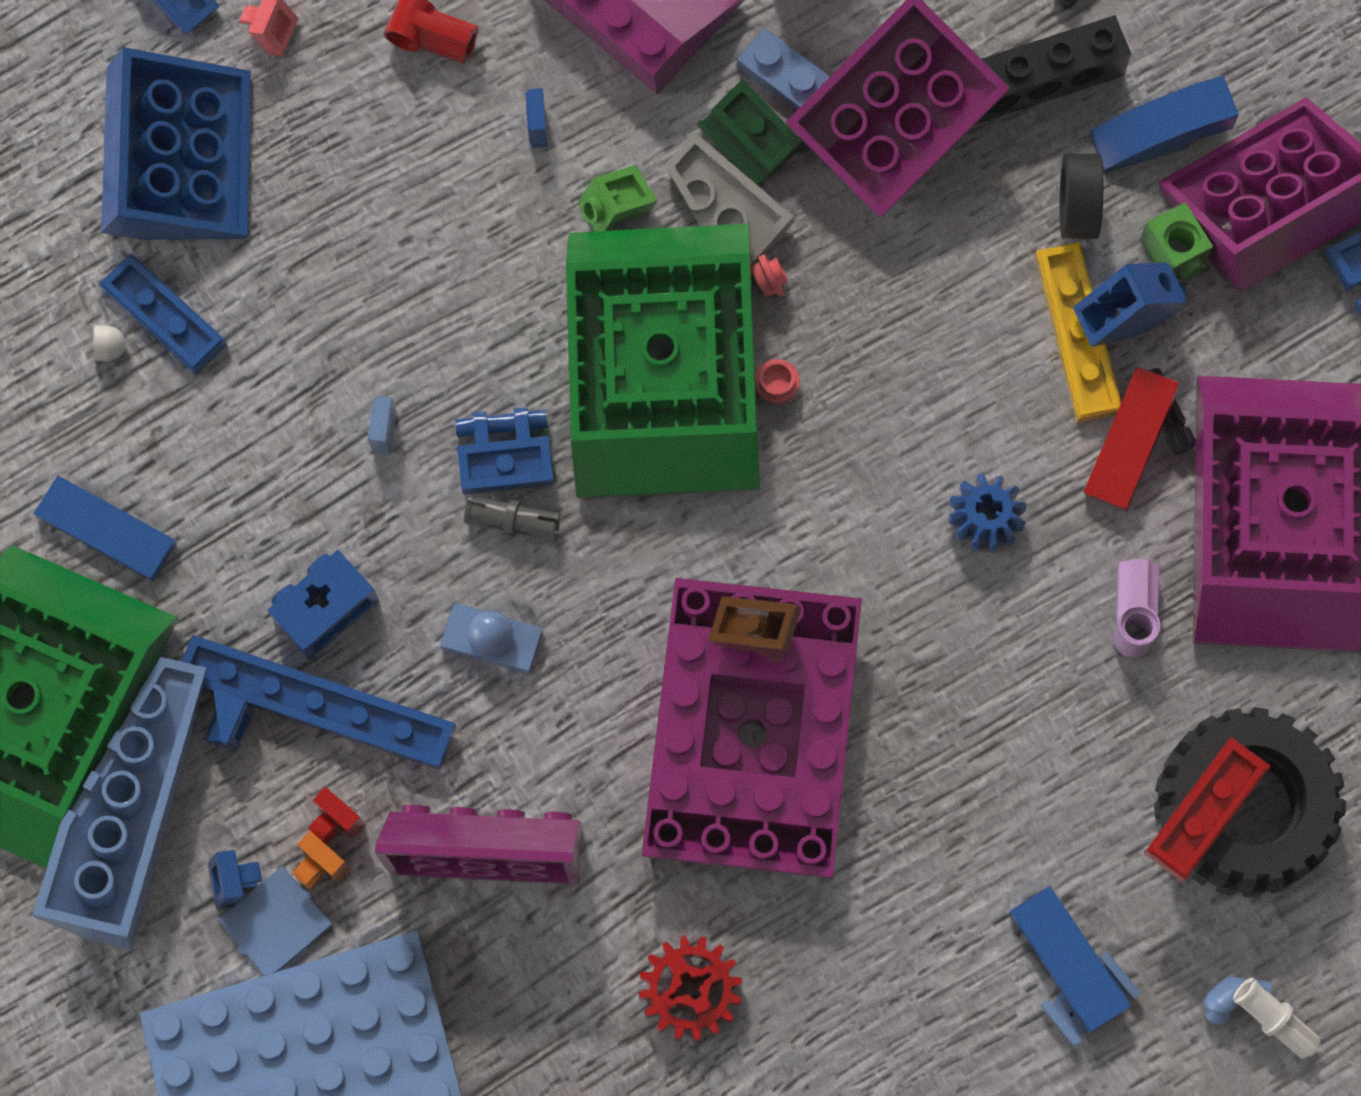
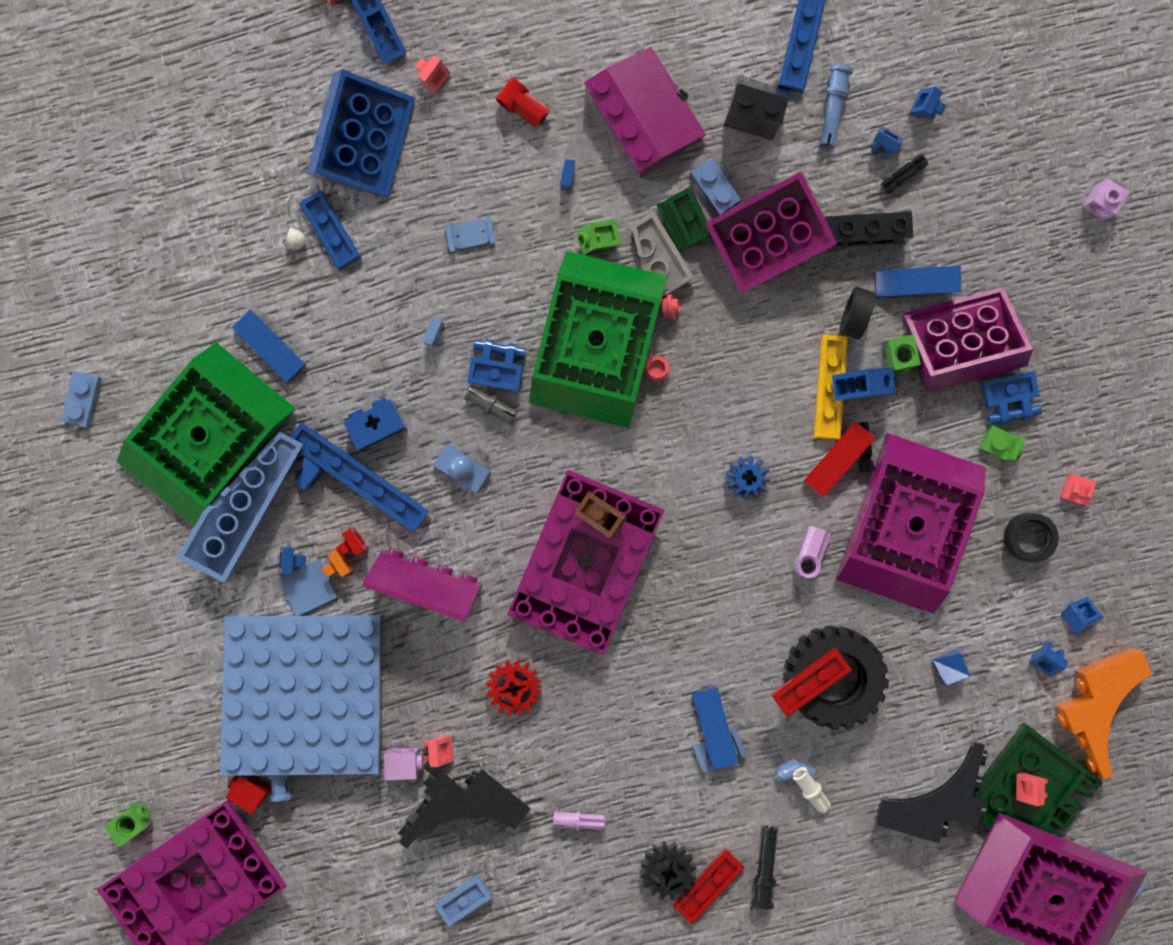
camera: 15 degrees right, 15 degrees up
(400, 254) = (470, 233): none -> medium blue piece

